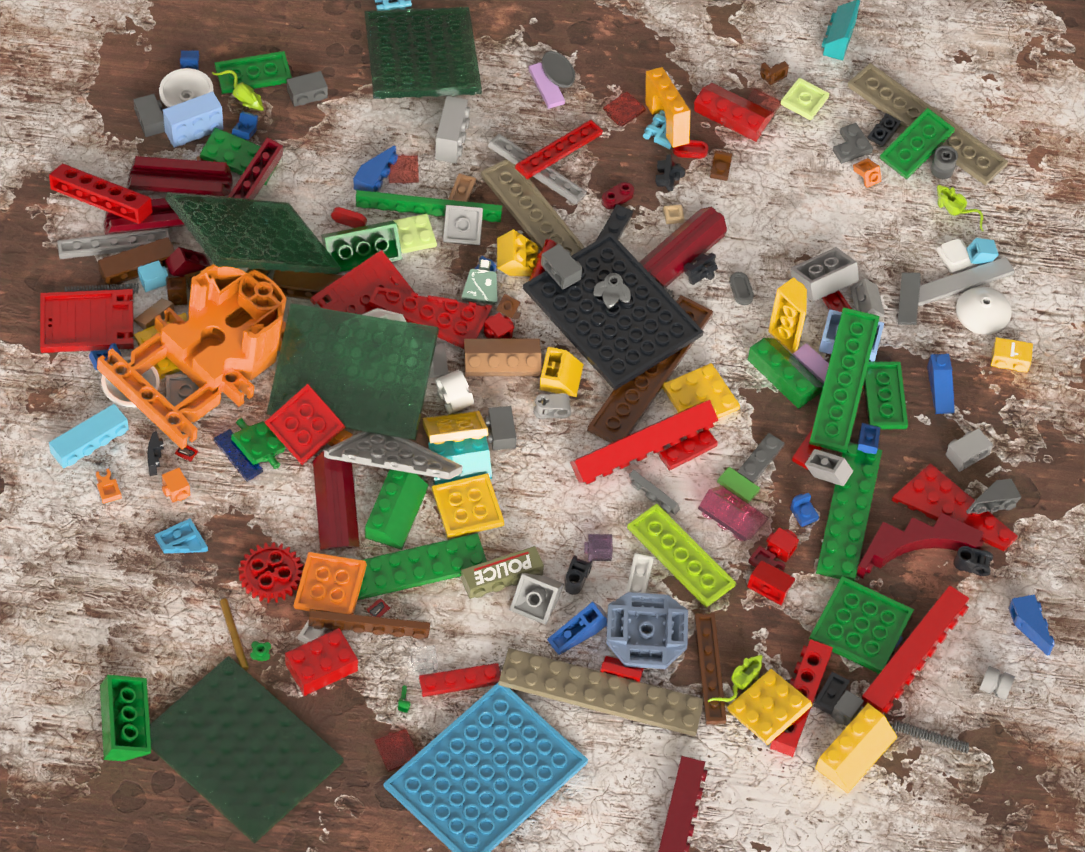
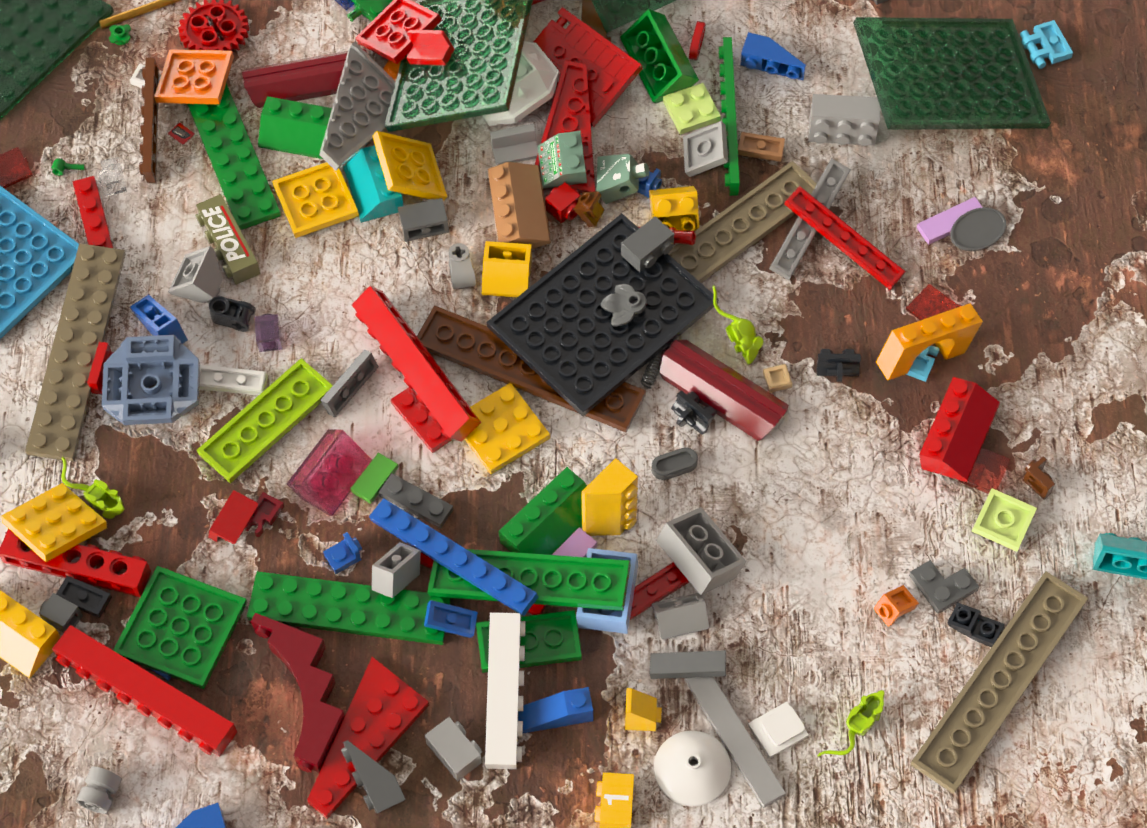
camera: 90 degrees right, 5 degrees up
(321, 661) = (104, 84): red brick -> none
(345, 393) = (429, 47): none -> panel
(404, 170) = (785, 90): clear red piece -> none
(454, 391) = (461, 163): white brick -> none
(465, 317) = (562, 160): none -> sand green slope
(617, 222) = (760, 316): black plate -> none
(618, 195) = (791, 313): dark red plate -> none
(638, 226) = (742, 333): none -> lime animal
(693, 149) = (888, 392): red tile -> none
(710, 668) = (113, 461): reddish brown plate -> none
(721, 165) = (865, 426): reddish brown bracket -> none
(782, 543) = (288, 529): red brick -> none
(821, 428) = (454, 557): none -> blue plate
(917, 143) = (954, 663): green plate -> none
(928, 409) = (503, 691): none -> white brick
(935, 736) = (29, 716): dark grey piece -> none
(944, 162) = (930, 701): dark grey wheel -> none
(946, 331) = (641, 711): none -> yellow slope
(974, 562) = (280, 764): black piece -> none
(982, 251) = (784, 758): medium azure brick -> none

